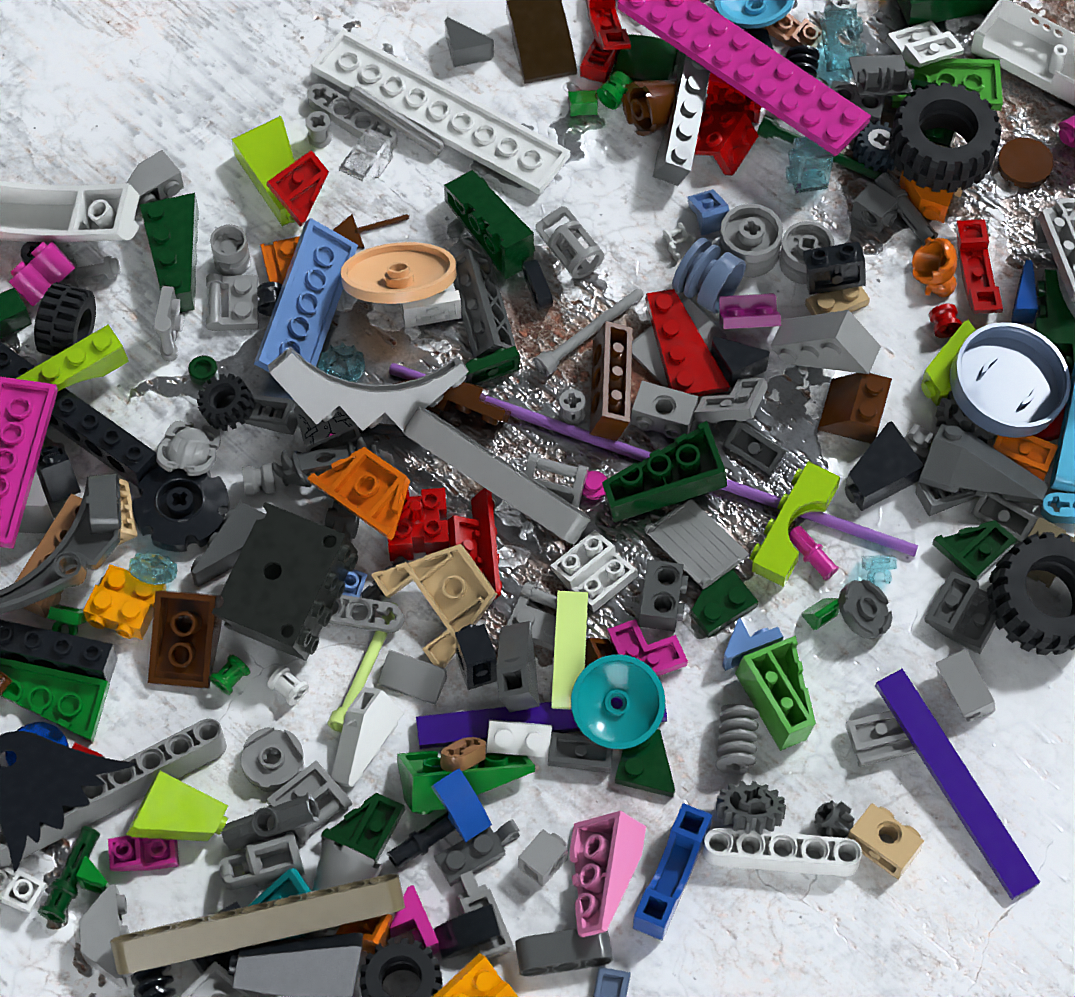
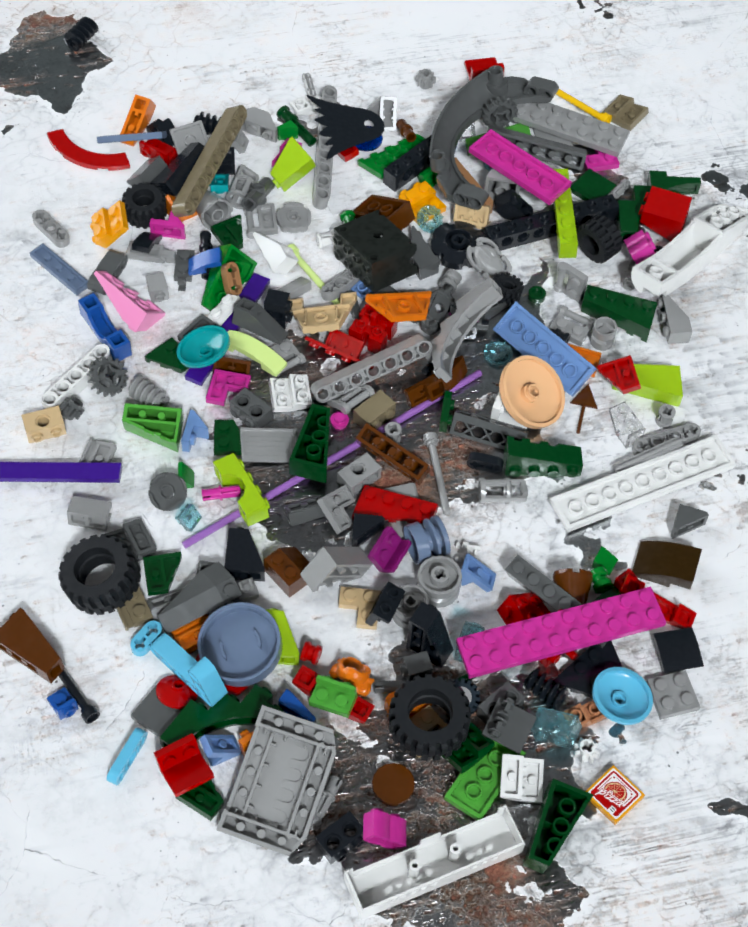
camera: 120 degrees right, 5 degrees down
(553, 443) = (375, 410): none -> dark tan brick
(839, 203) = (429, 634): none -> black wedge
(985, 259) = (333, 696): none -> bright green bracket

